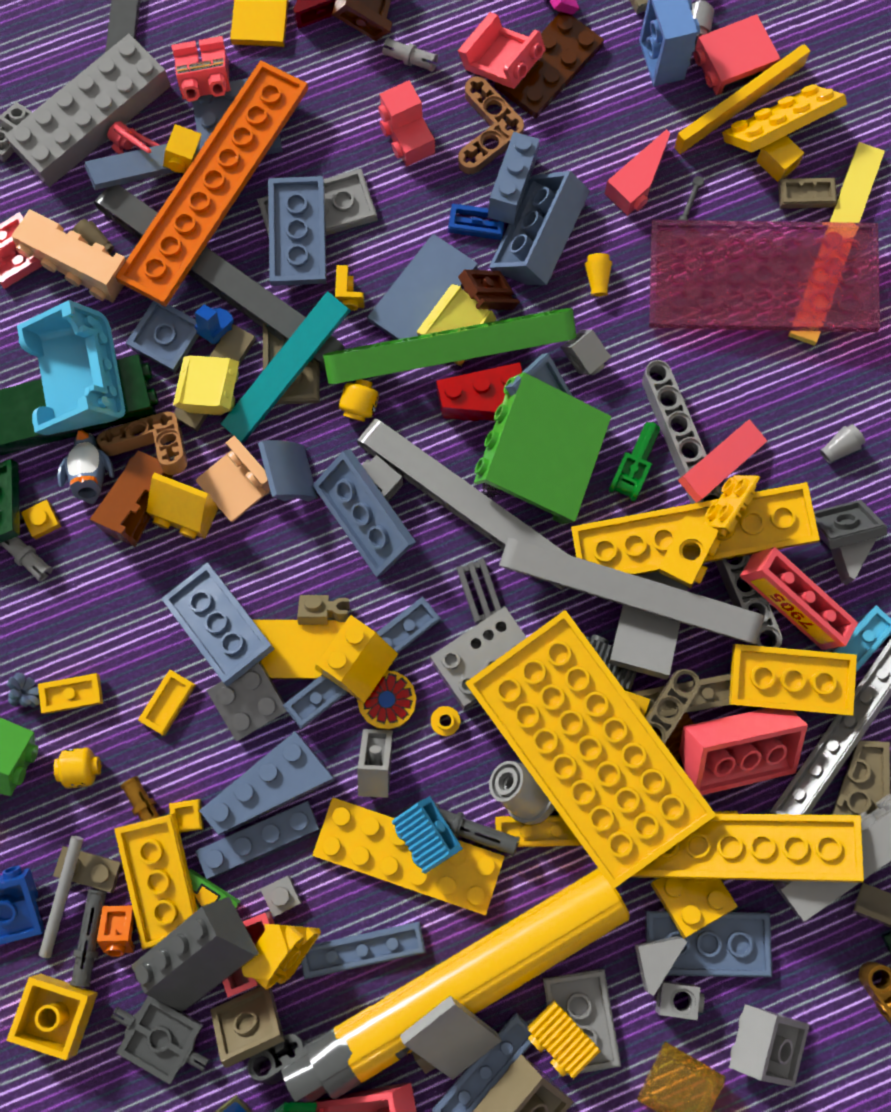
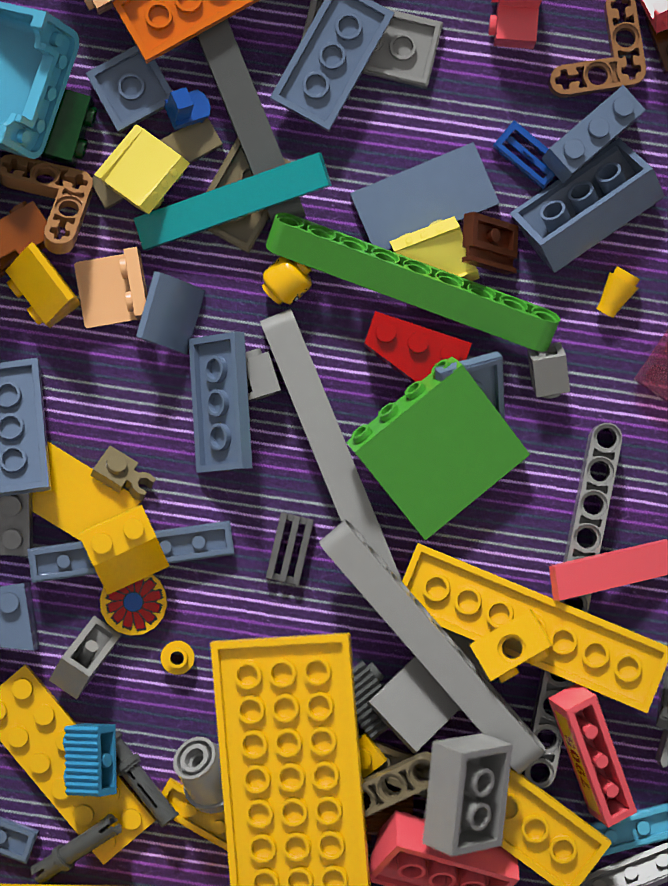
camera: 30 degrees right, 10 degrees up
(345, 289) = (345, 145): yellow bracket -> none
(451, 927) = (64, 856): none -> dark grey pin
(474, 652) = (247, 614): light grey piece -> none
(635, 466) = (522, 519): green connector -> none
(729, 677) = (467, 794): none -> light grey brick
(736, 492) = (568, 630): yellow hinge -> none

